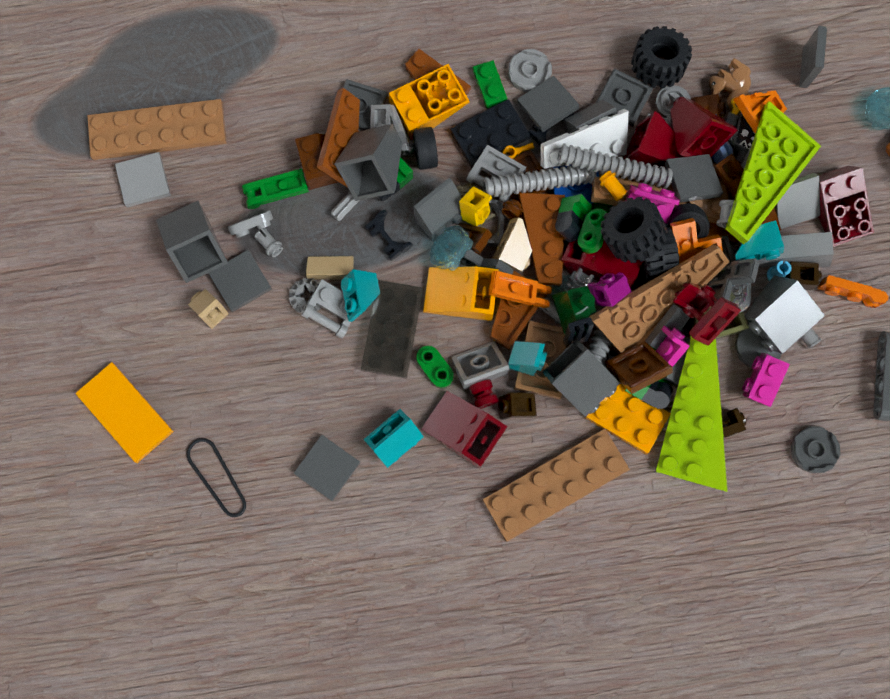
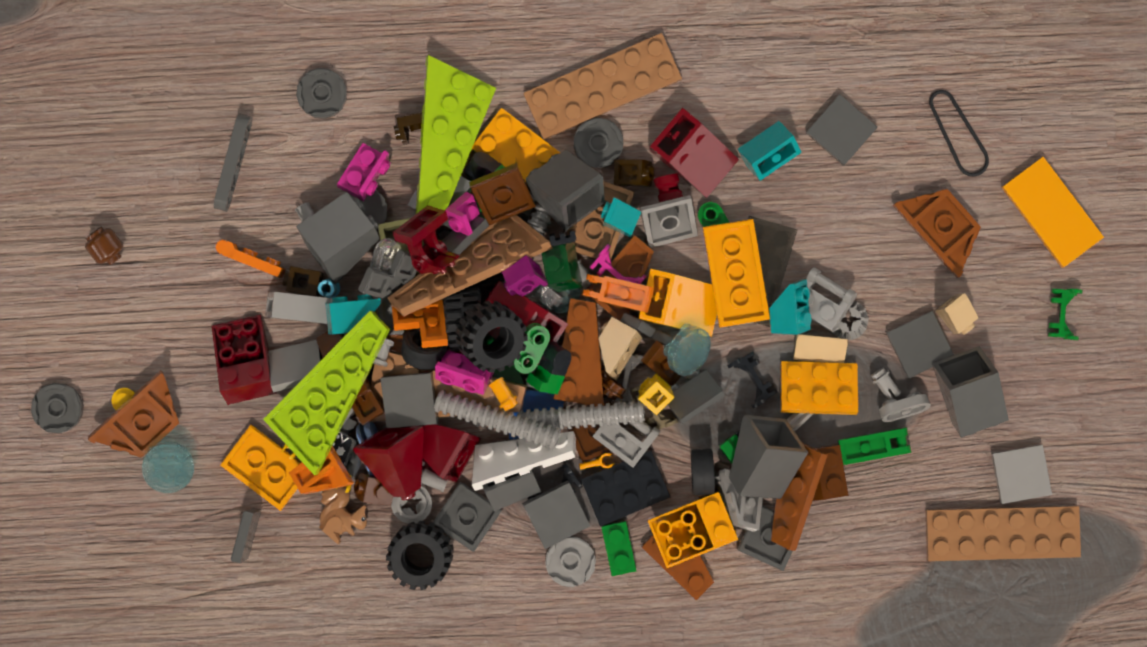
camera: 170 degrees left, 10 degrees up
(110, 306) = (1066, 297): none -> green piece
(226, 387) = (942, 226): none -> dark orange wing
(328, 232) = (819, 387): none -> light orange plate
(413, 322) = (736, 273): none -> light orange tile
(533, 317) = (604, 260): none -> dark pink piece
(552, 431) = (598, 143): none -> dark grey tile
(811, 116) = (263, 467): none -> light orange tile

